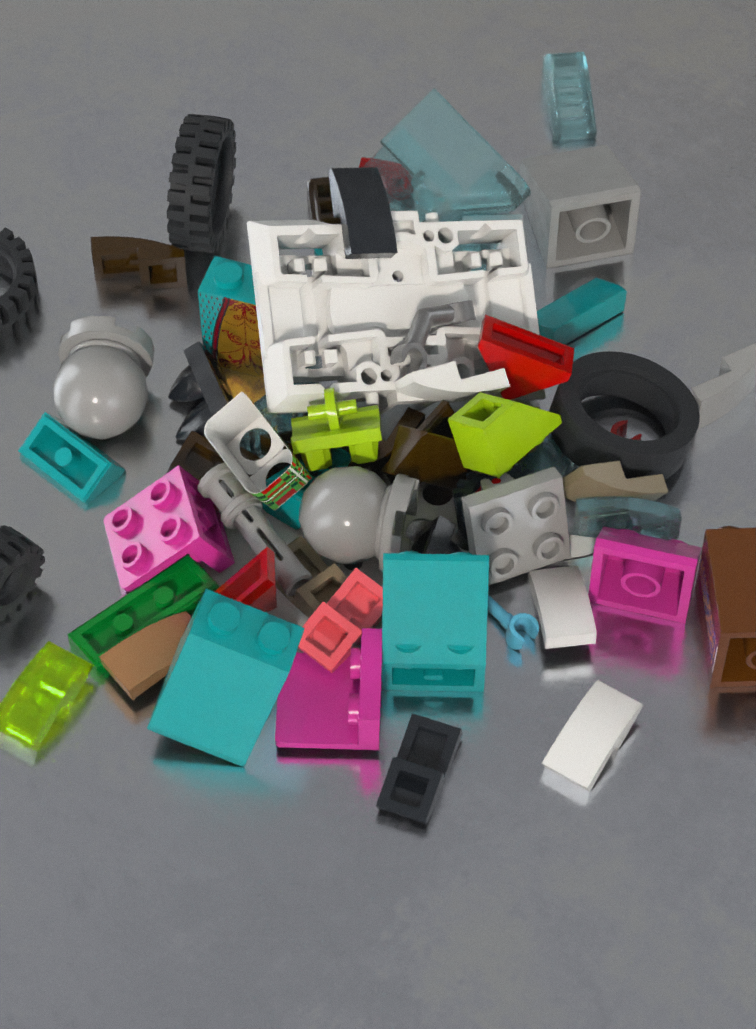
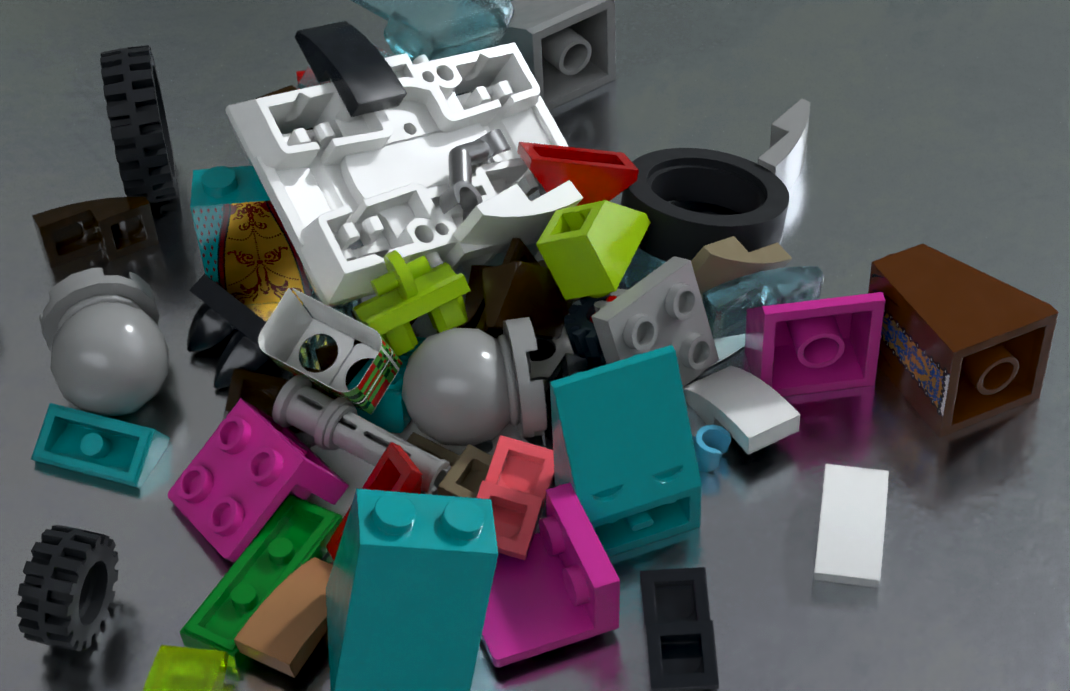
camera: 20 degrees left, 10 degrees down
(581, 310) = (605, 126): teal slope -> none

